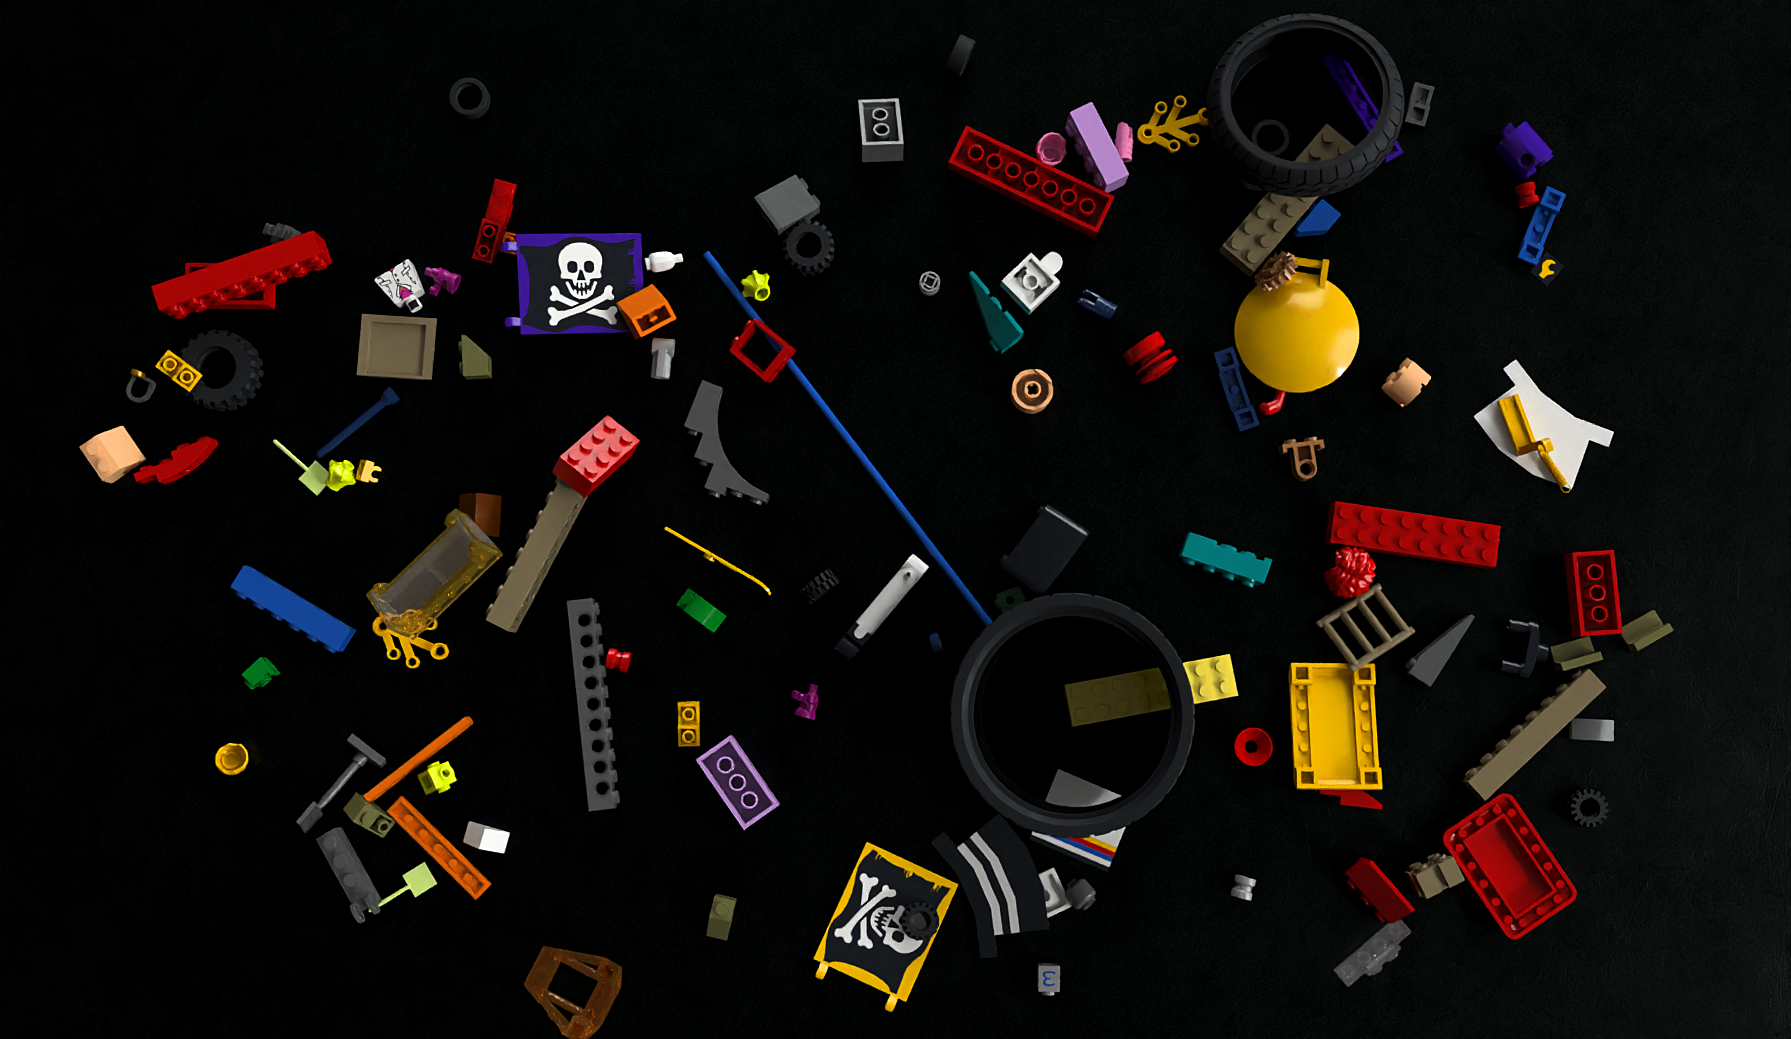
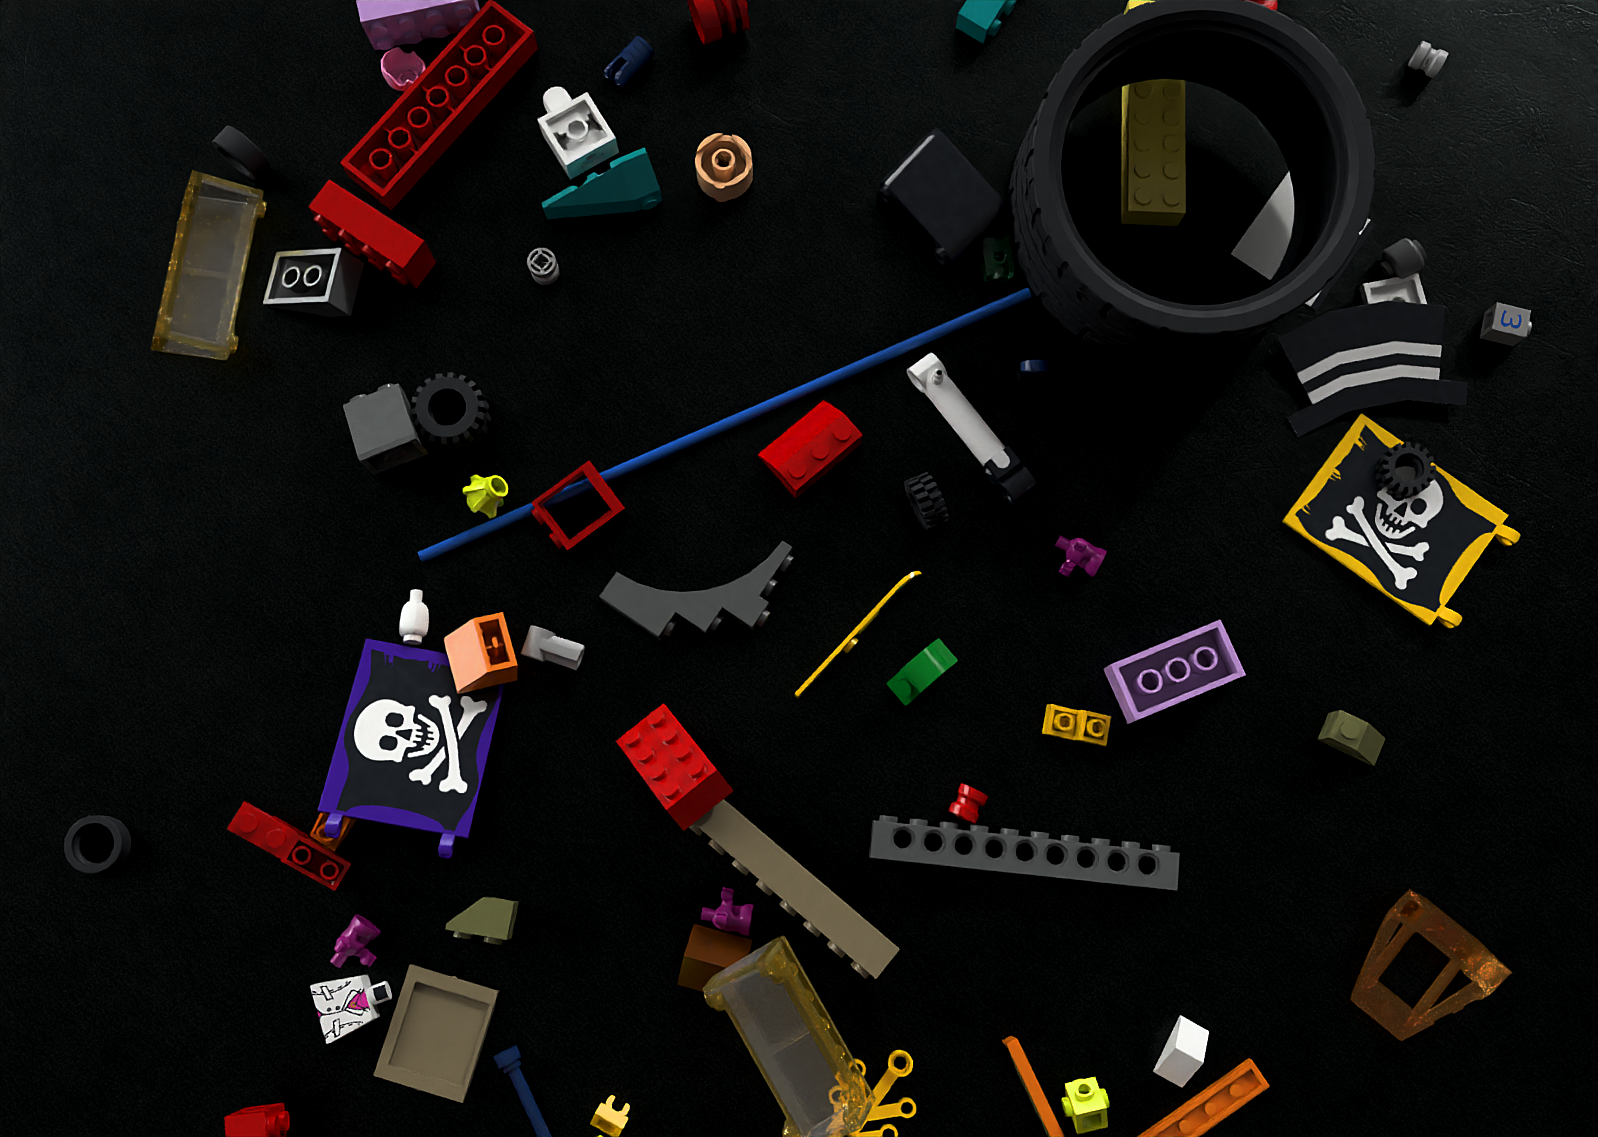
camera: 75 degrees left, 5 degrees down
(509, 518) = (729, 916): none -> magenta piece
(842, 498) = (811, 447): none -> red slope
(873, 56) = (207, 268): none -> clear windscreen
(921, 161) = (372, 234): none -> red brick

